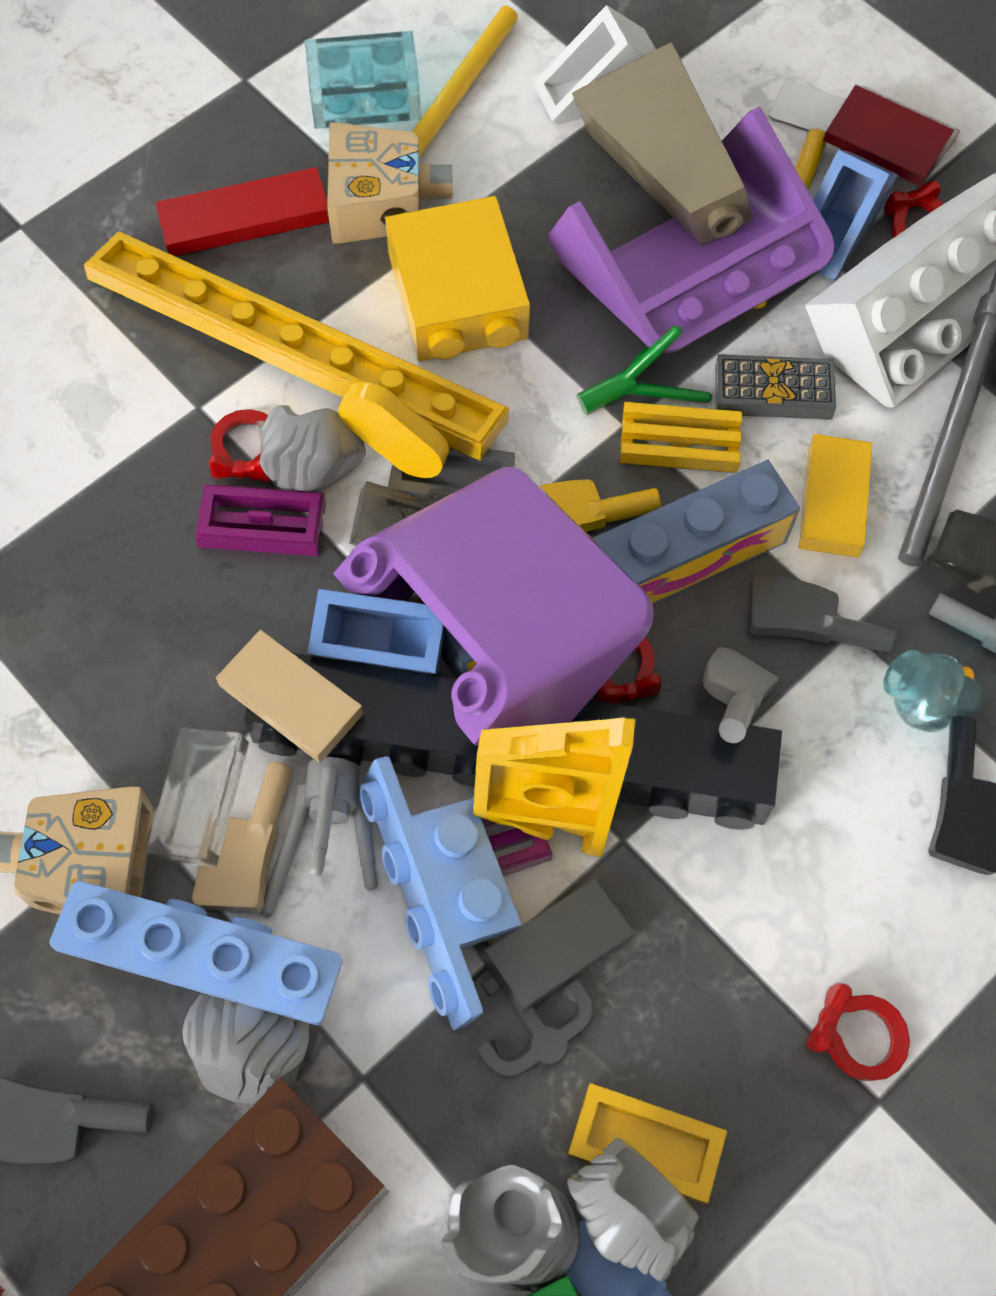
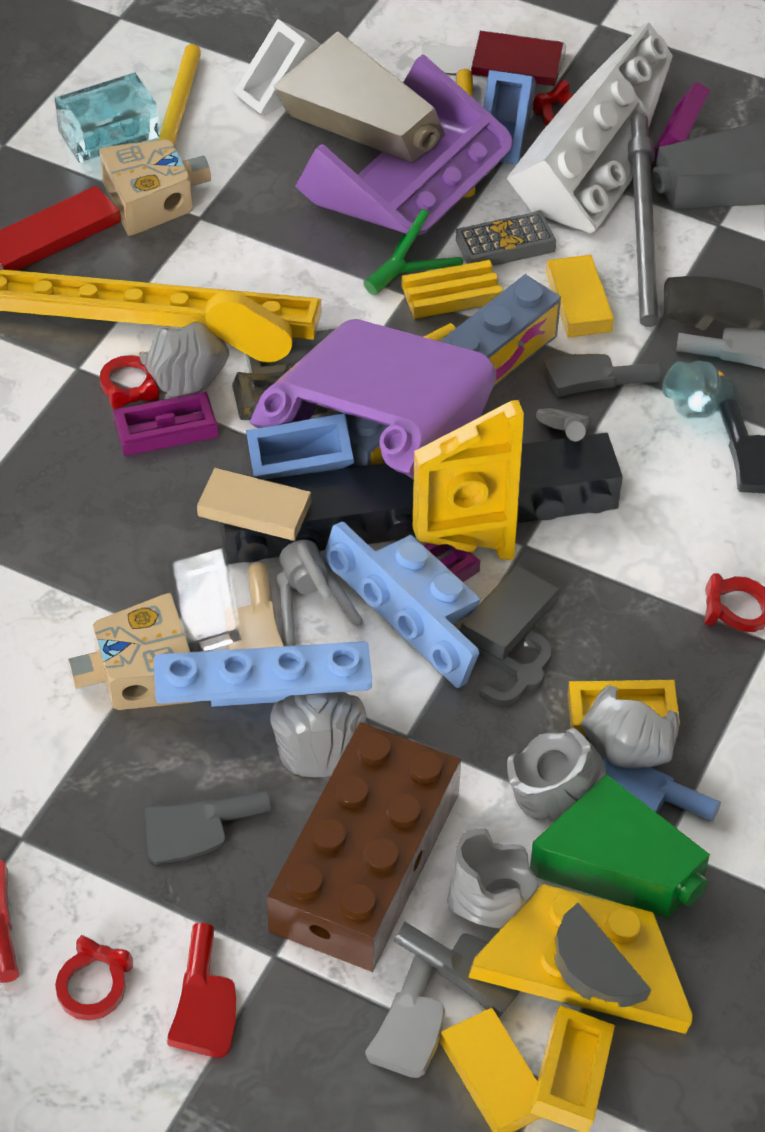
camera: 20 degrees left, 15 degrees down
(457, 278) = (241, 229): yellow brick -> none

